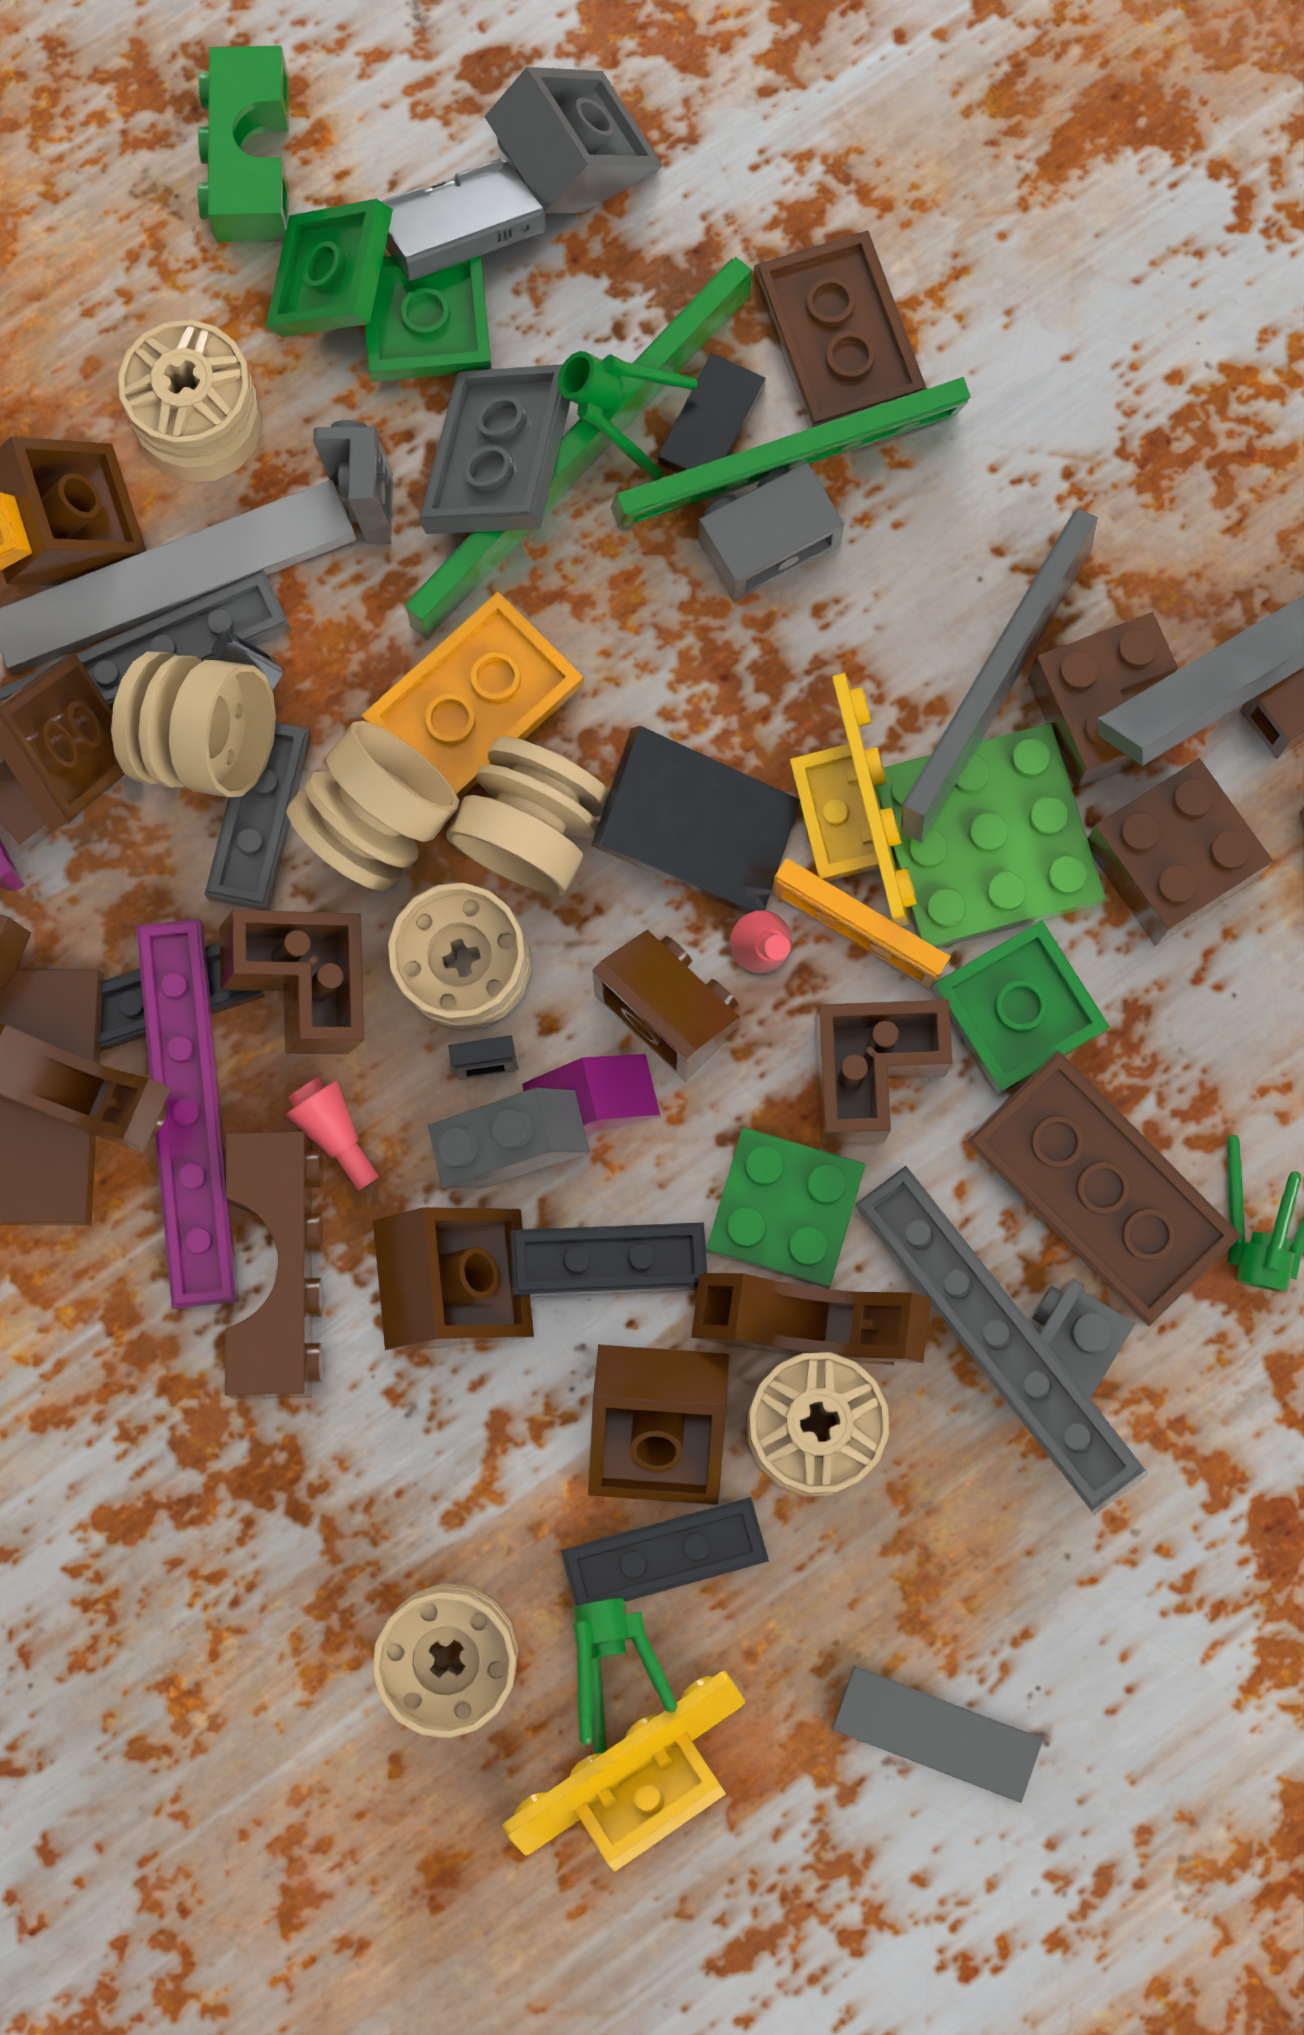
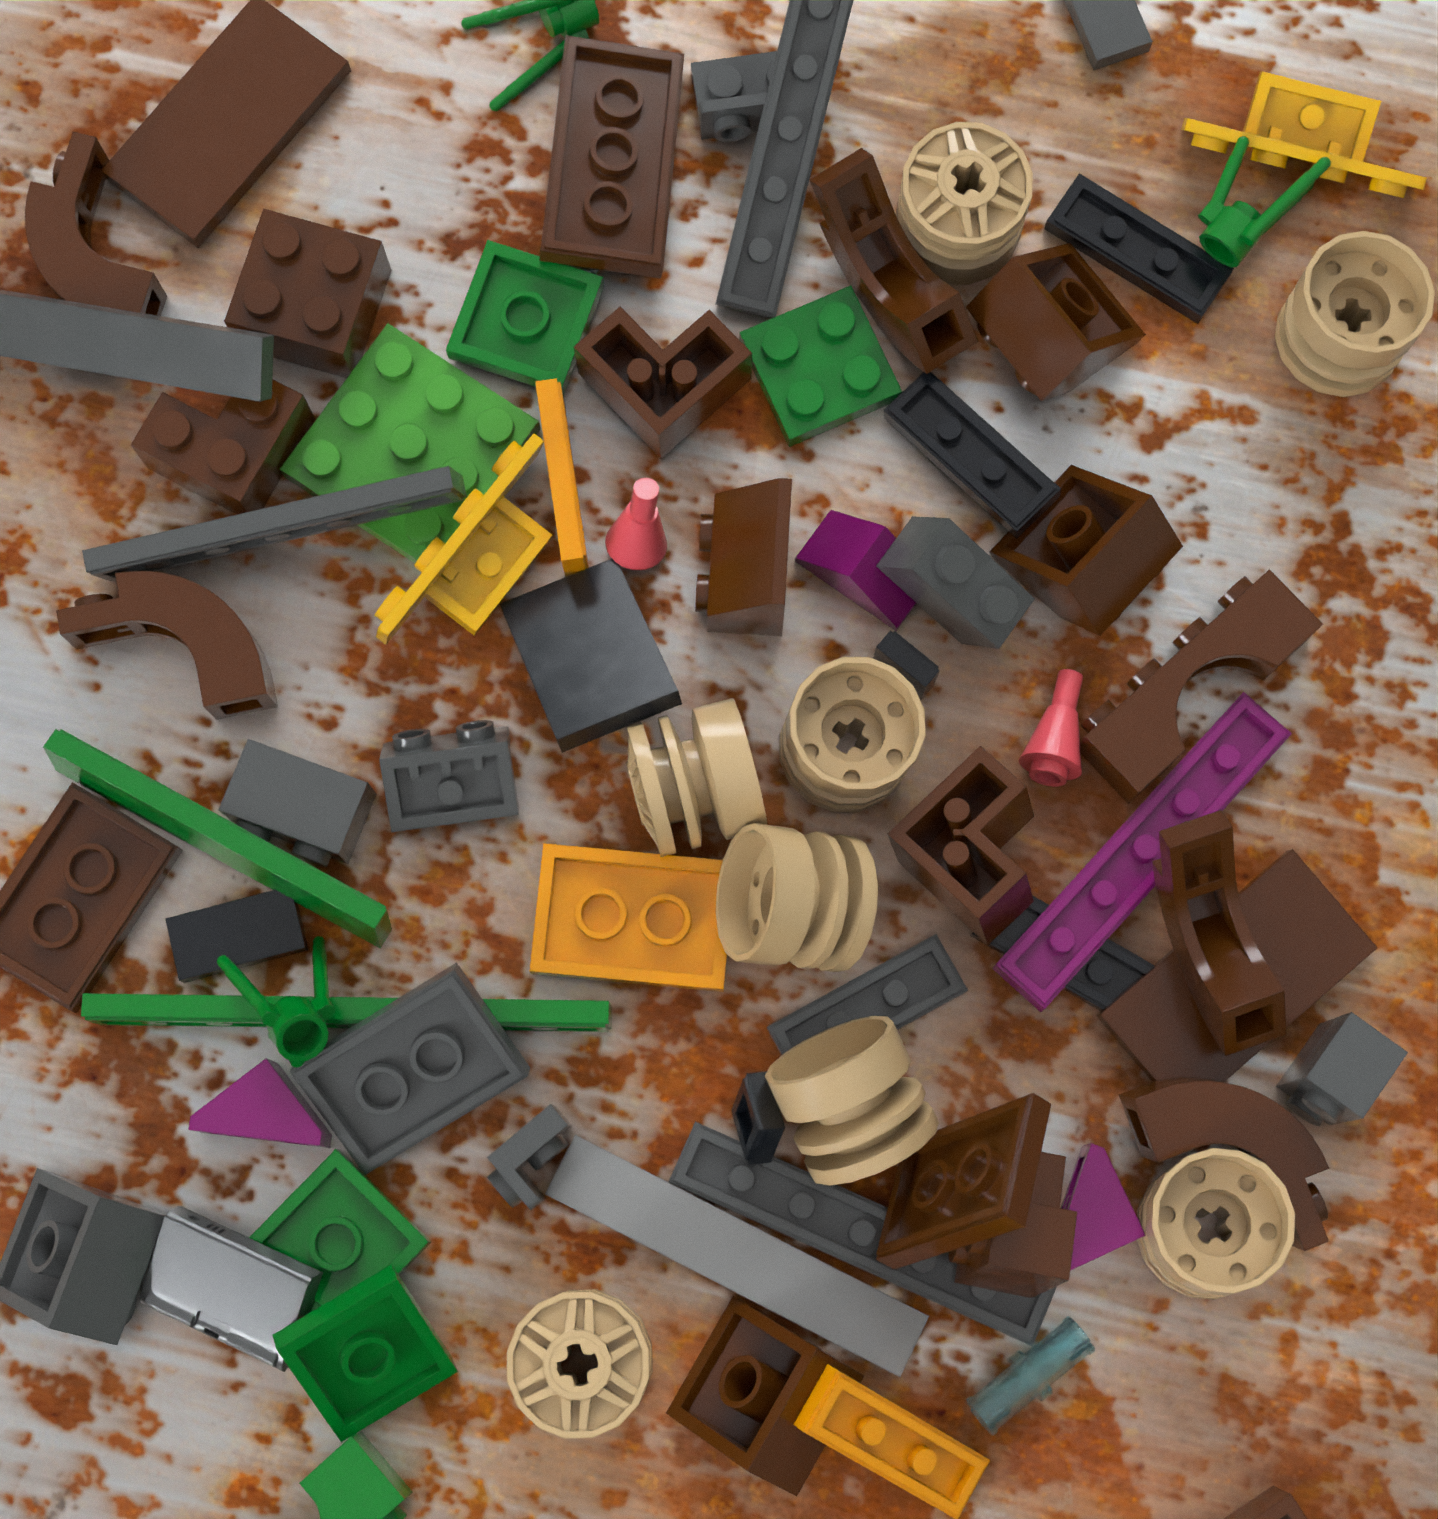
camera: 130 degrees left, 0 degrees up
(557, 328) = (262, 1107): none -> magenta slope
(698, 655) = (448, 776): none -> dark grey bracket
(969, 570) = (151, 603): none -> reddish brown arch

